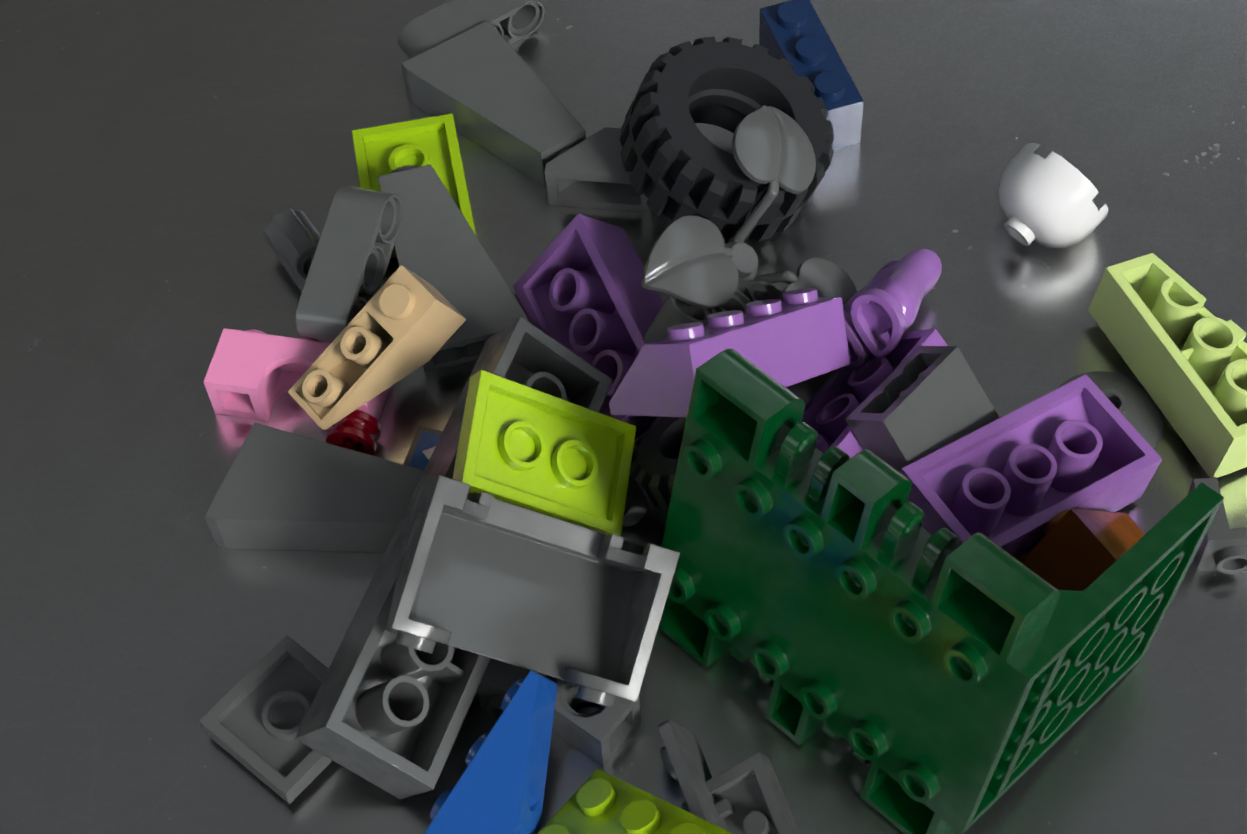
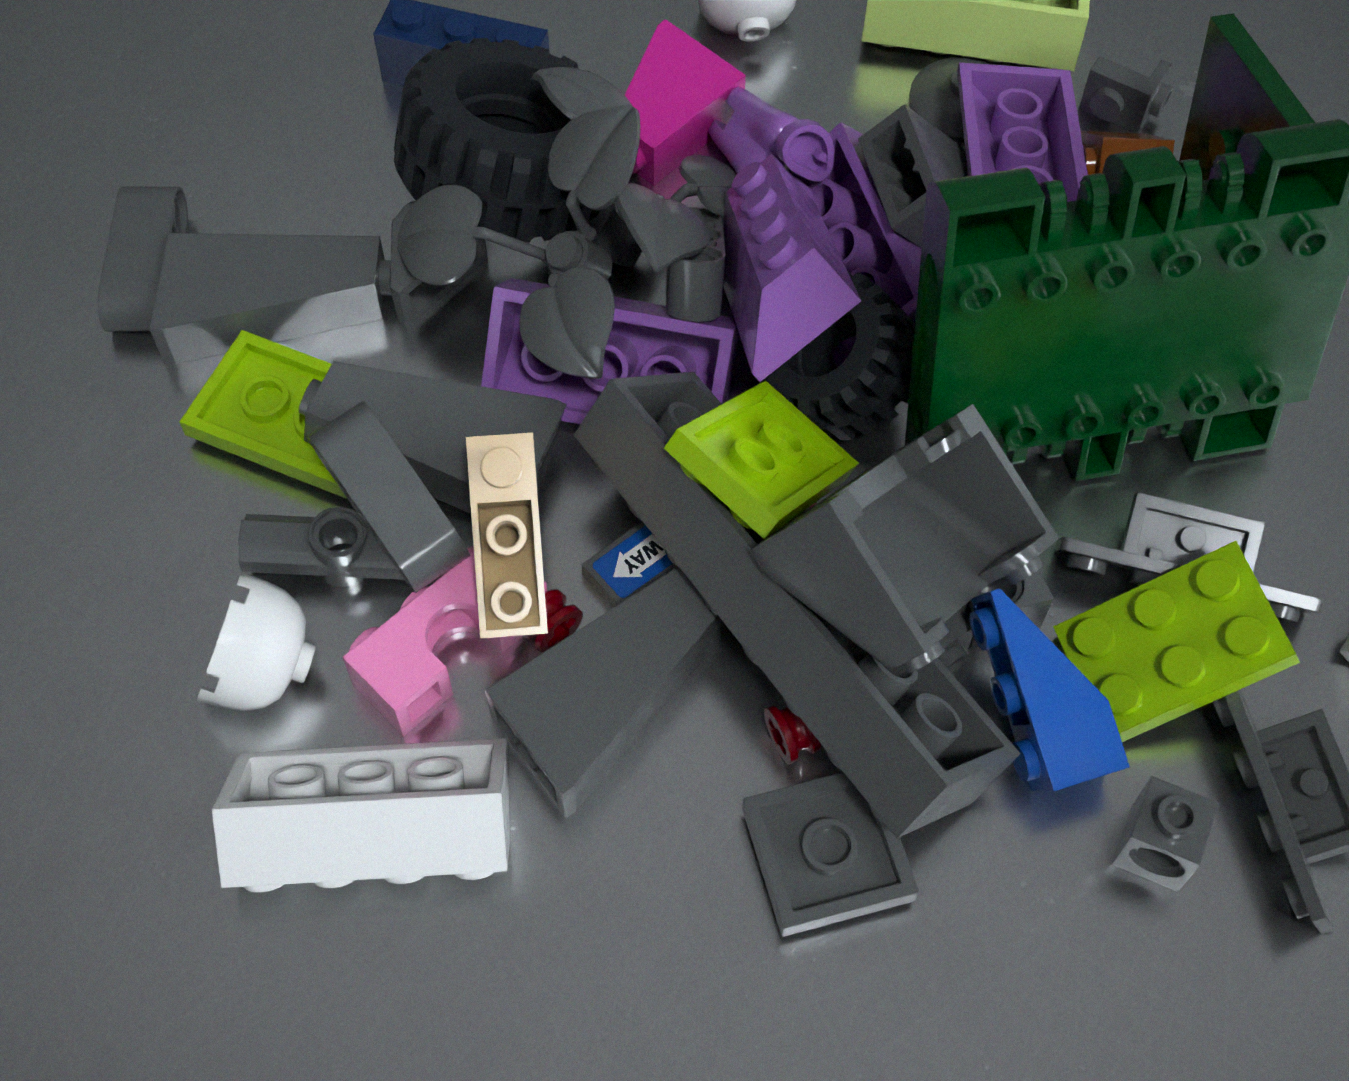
camera: 60 degrees left, 5 degrees up
(129, 421) = (364, 814): none -> white slope
(203, 279) = (258, 649): none -> white cylinder
(579, 260) = (575, 314): none -> dark grey plant
(883, 220) = (678, 97): none -> dark pink slope

